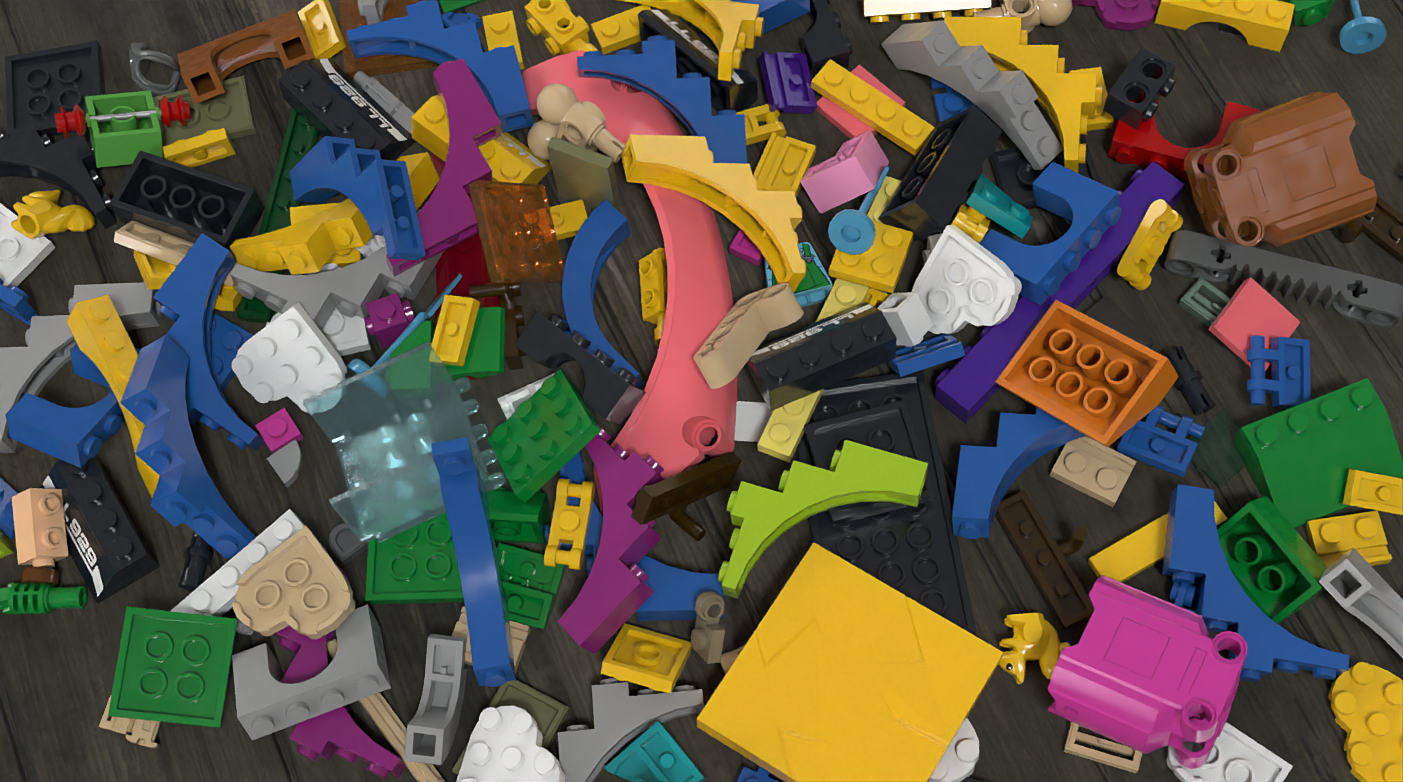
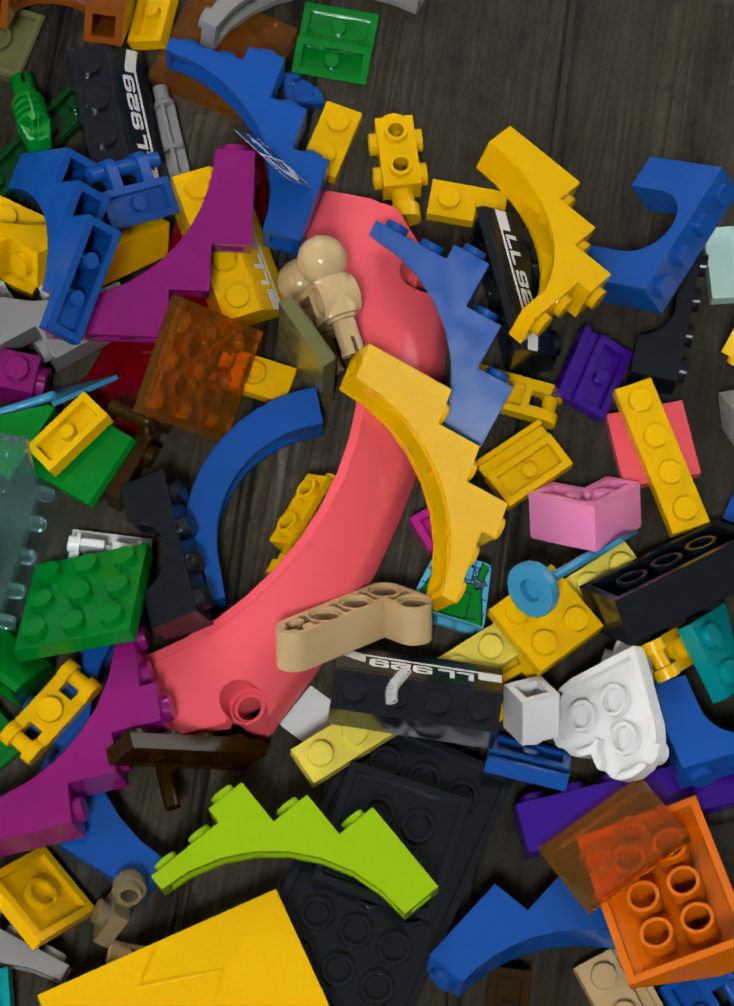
camera: 20 degrees right, 5 degrees up
(278, 140) = (30, 113): none -> green hinge
(401, 143) = (135, 203): none -> blue plate
(476, 60) = (273, 158): none -> sticker
(806, 353) = (398, 678): none -> white leg
(1025, 365) = (614, 845): none -> clear orange tile

